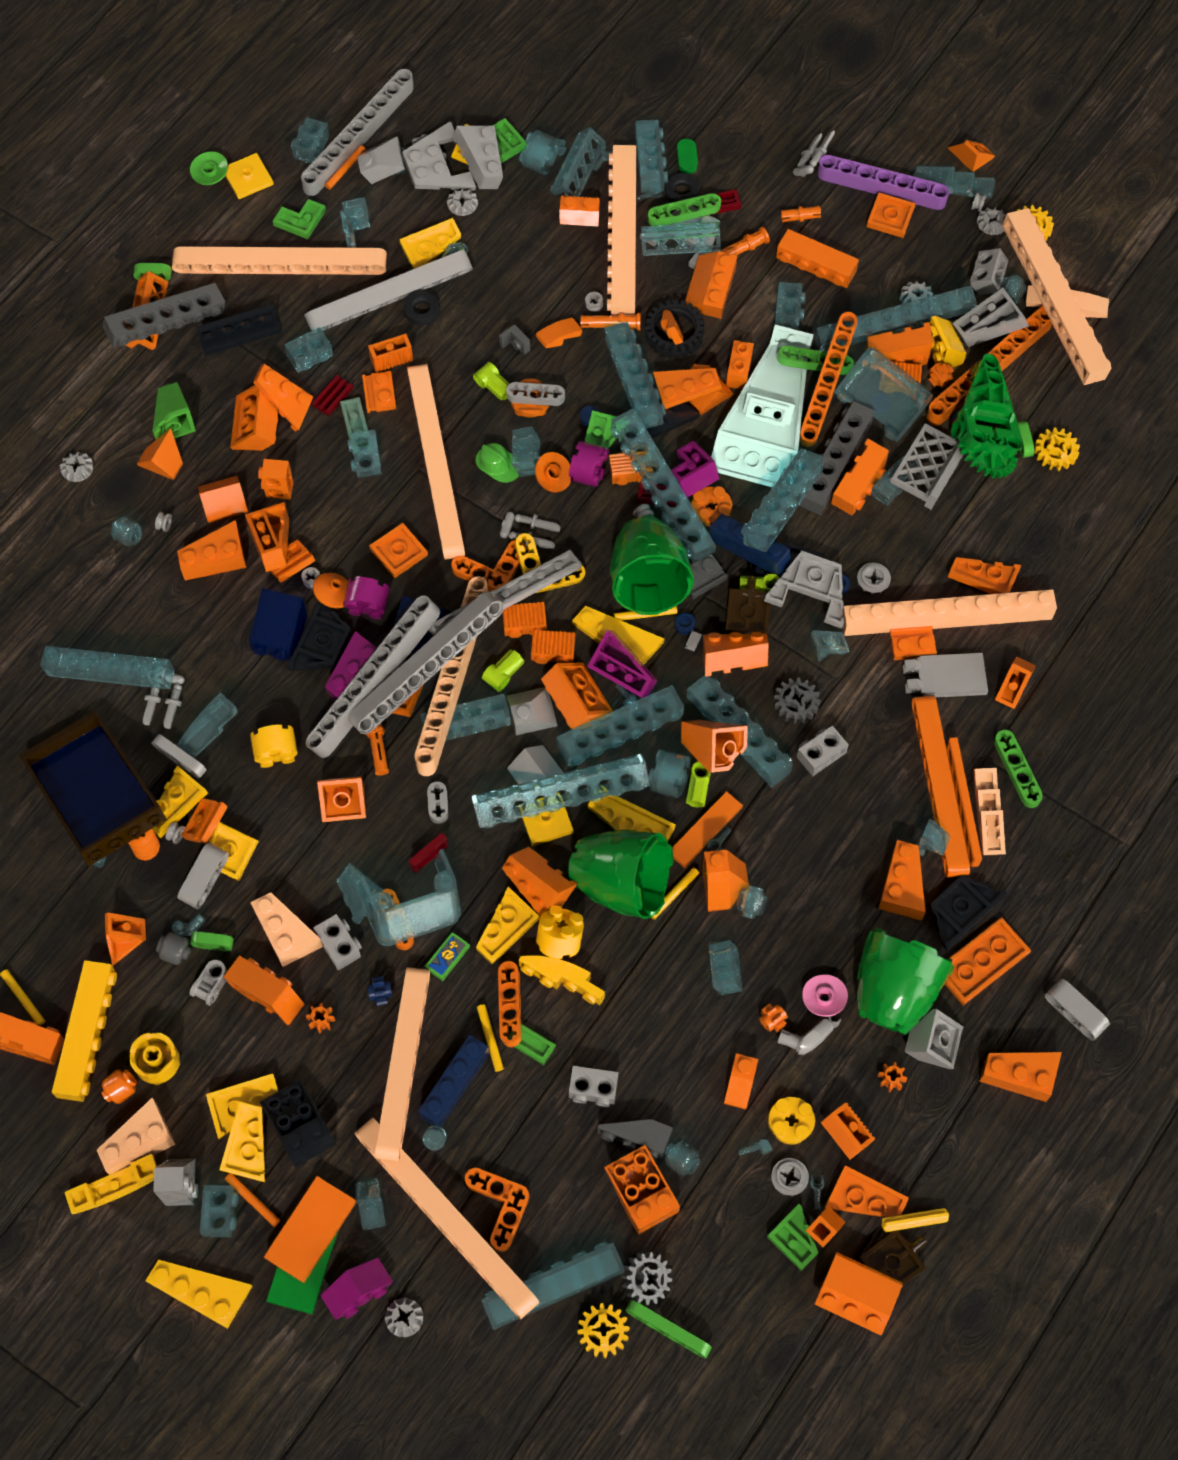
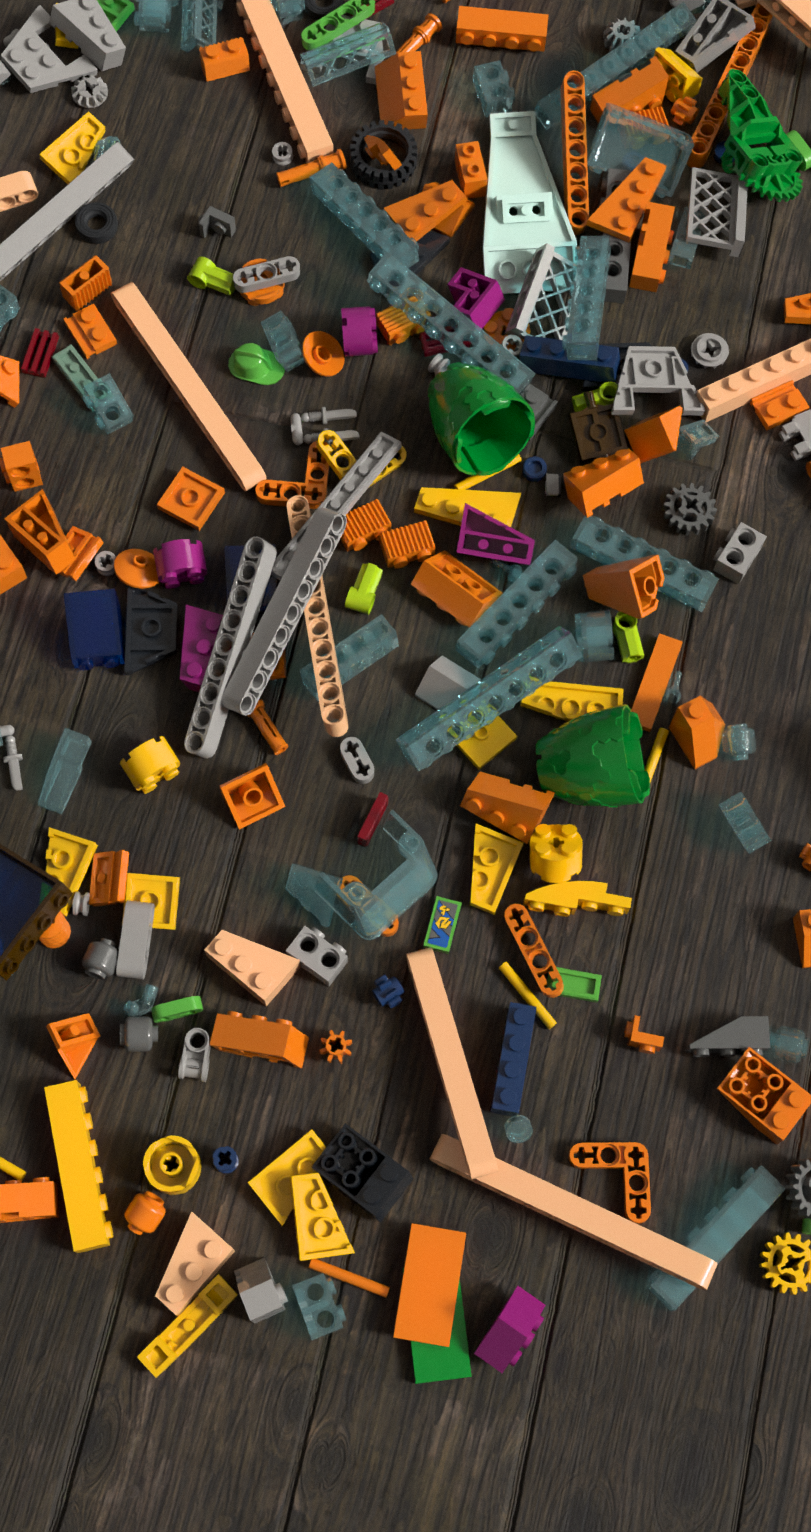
camera: 25 degrees left, 5 degrees up
(170, 880) = (100, 959): none -> dark grey head
(178, 756) = (46, 816): light grey beam -> none
(204, 1071) = (225, 1168): none -> dark blue bush
(204, 1292) = (341, 1402): yellow wing -> none
(370, 1204) = (480, 1228): clear light blue slope -> none
(415, 1319) = (558, 1339): light grey gear -> none
(531, 711) = (414, 622): light grey slope -> none
(556, 333) = (258, 200): orange slope -> none
(566, 1110) = (645, 1042): none -> orange bracket
(585, 414) = (333, 280): dark blue tile -> none
(594, 1079) = (659, 997): light grey brick -> none
(599, 430) = (354, 288): bright green wing -> none
(711, 513) = (513, 339): none -> light grey bush
(743, 477) = (533, 288): none -> light grey fence
(793, 630) = (655, 434): none -> orange slope
(814, 356) = (523, 143): bright green beam -> none
(849, 438) = (626, 205): none -> orange wing

